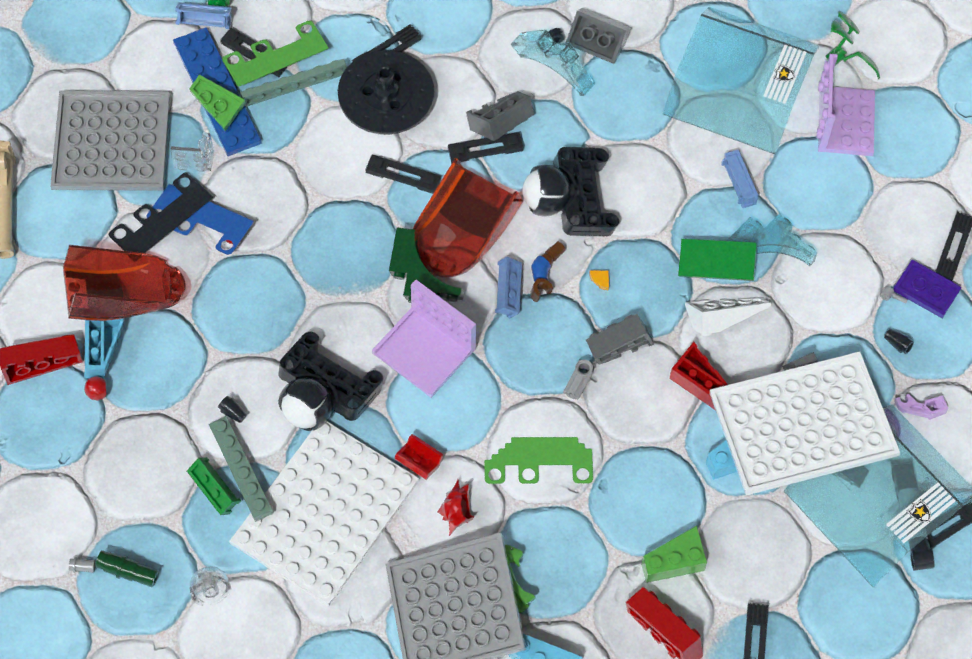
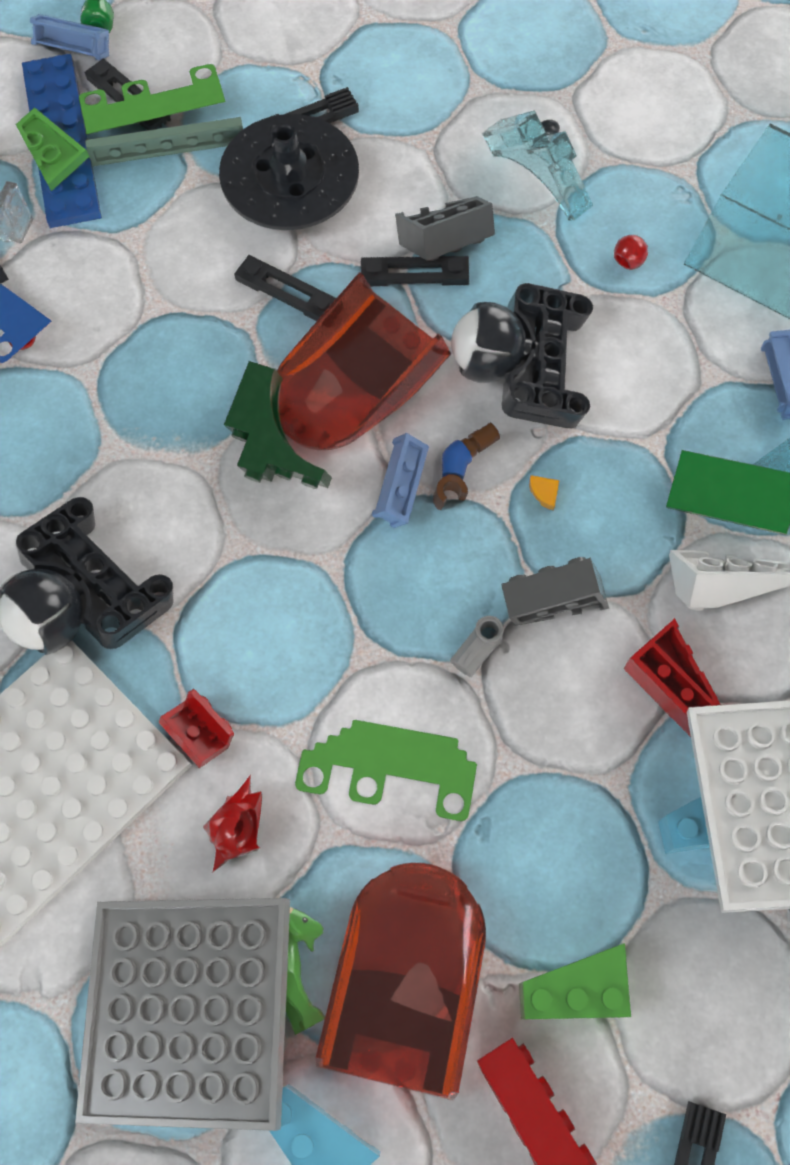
camera: 15 degrees right, 5 degrees up
(428, 341) = (255, 546): lavender bracket -> none
(577, 571) = (406, 982): none -> clear red windscreen
(598, 35) = (610, 140): dark grey slope -> none
(626, 112) = (631, 252): none -> red piece

